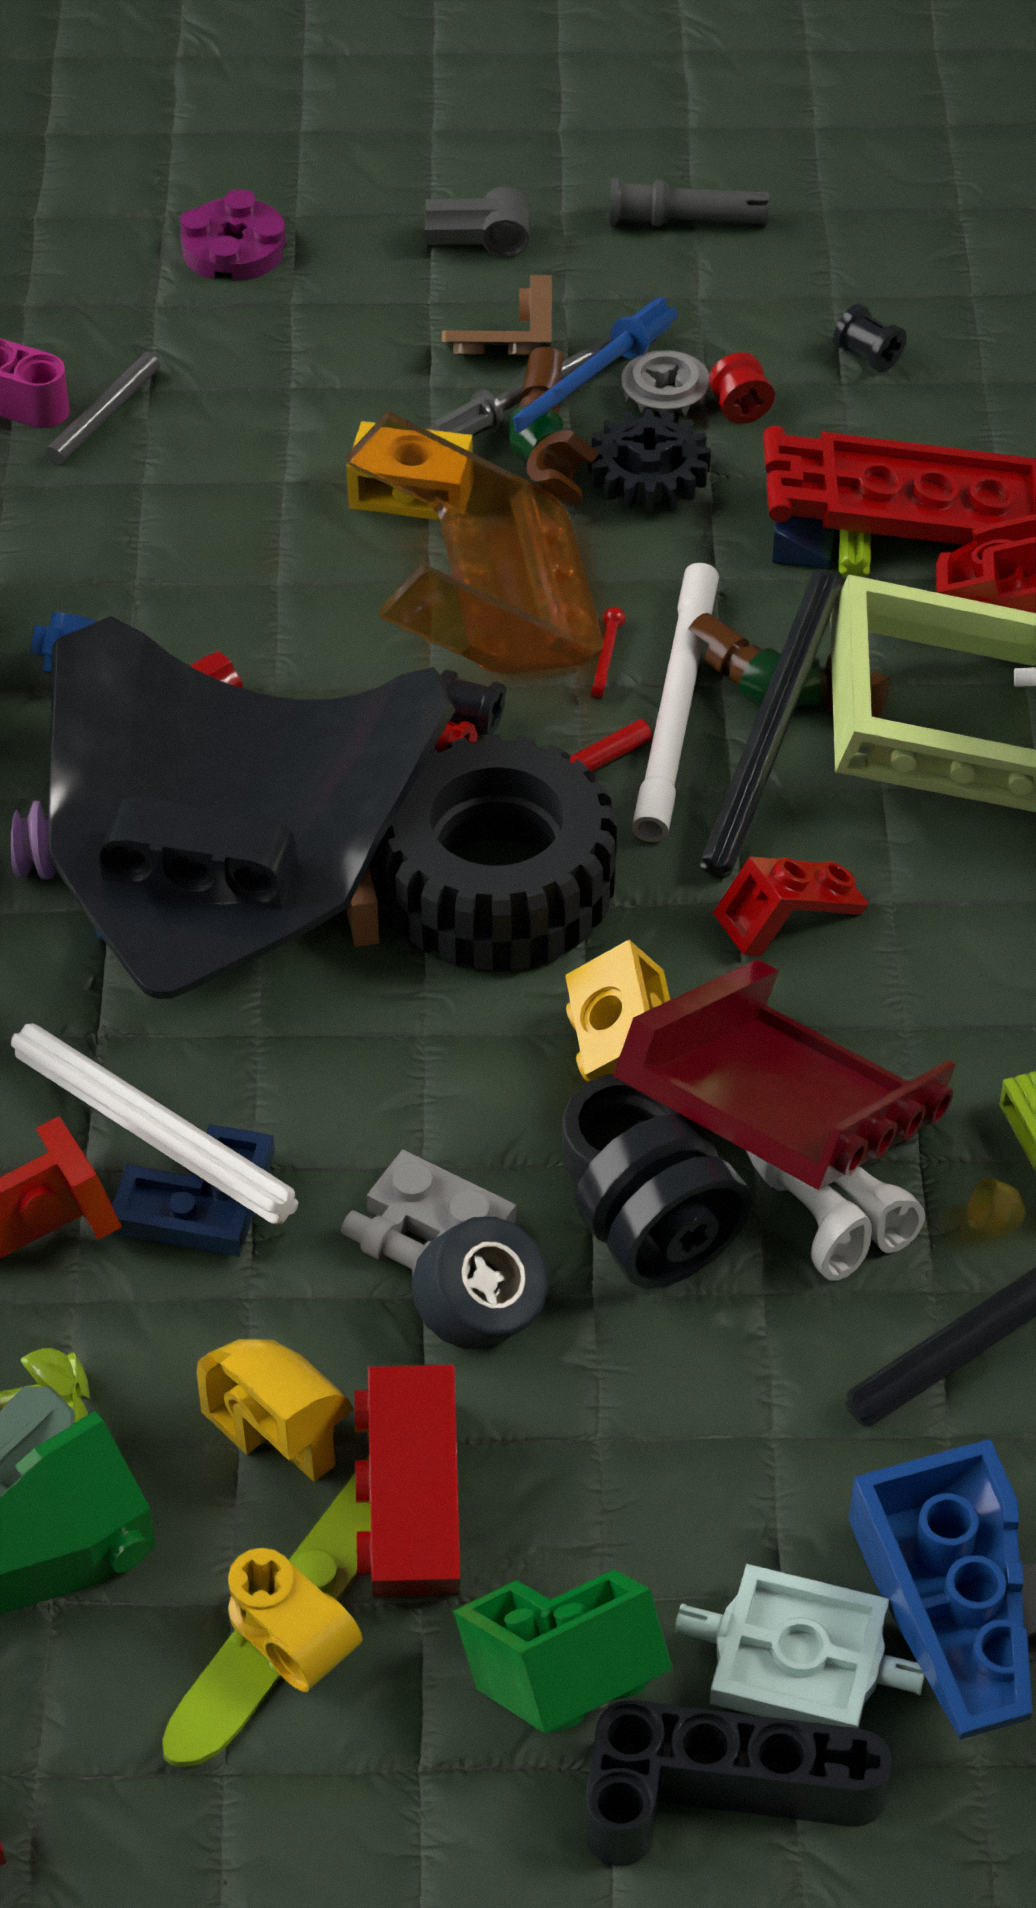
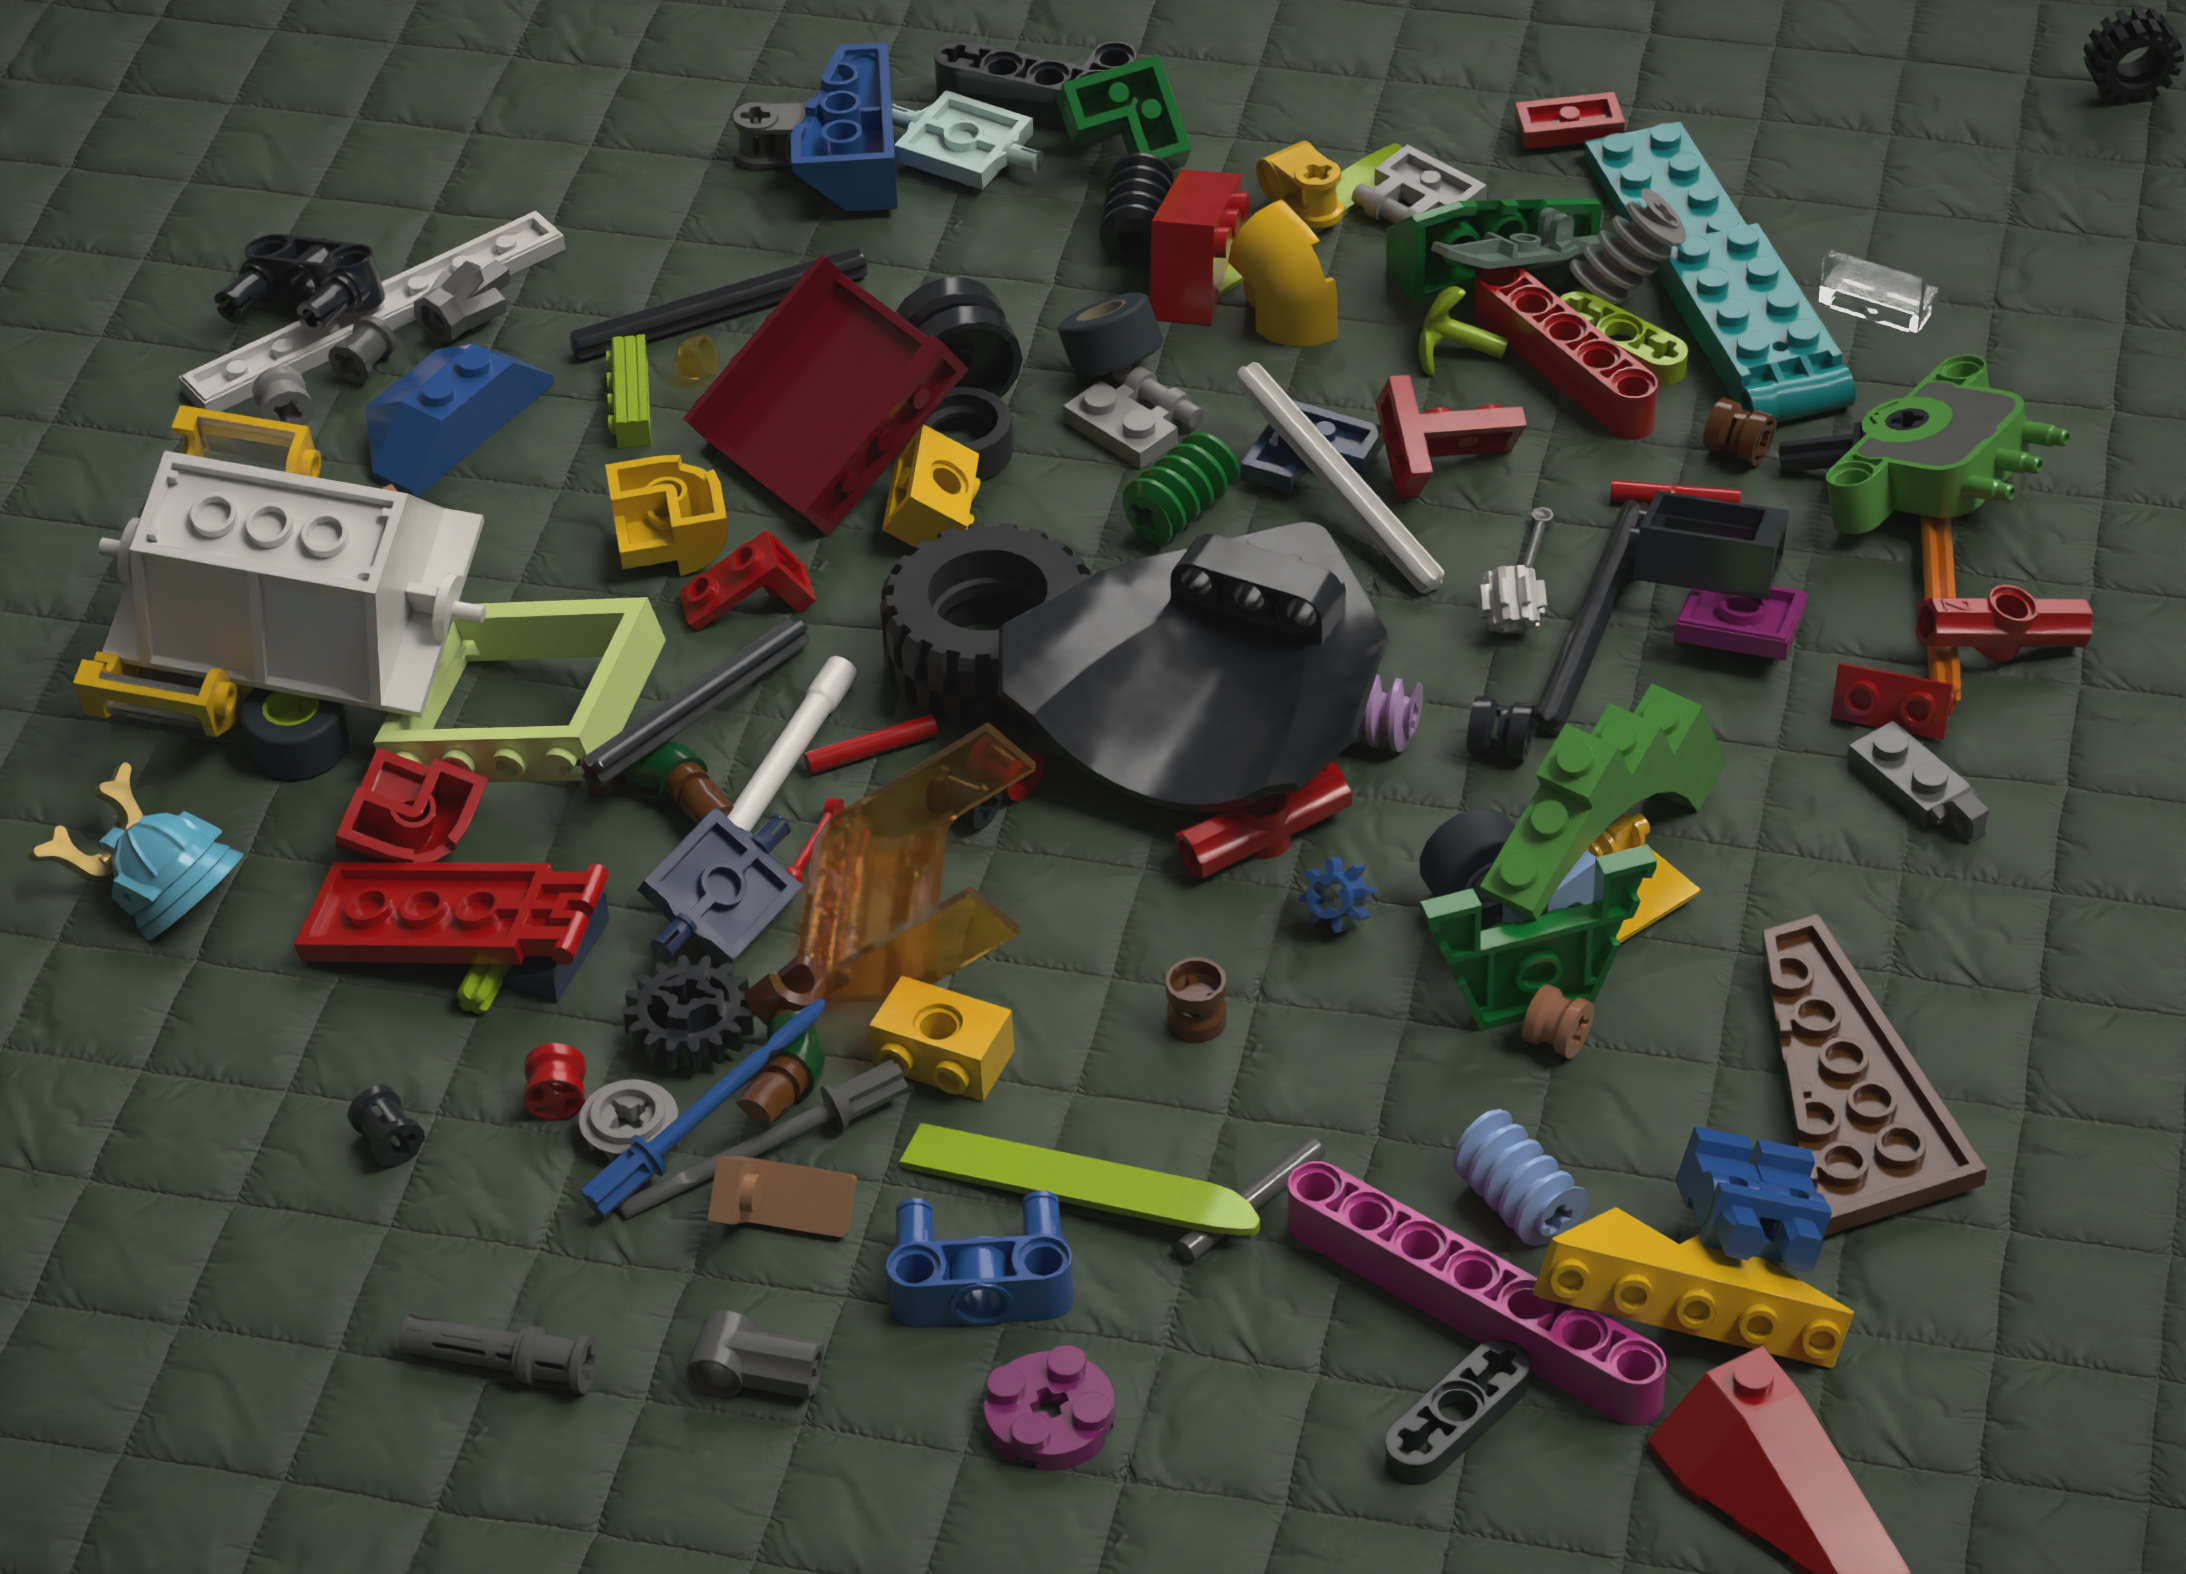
camera: 165 degrees left, 5 degrees down
(115, 1674) = (1417, 180): none -> light grey plate
(185, 547) = (1196, 1000): none -> reddish brown wheel
(251, 390) = (1080, 1180): none -> lime piece
(315, 298) = (980, 1276): none -> blue piece
(337, 1084) = (1179, 487): none -> green piece
(508, 1521) = (1132, 199): none -> black piece
(666, 552) = (720, 887): none -> dark blue plate
(916, 941) = (667, 512): none -> yellow brick

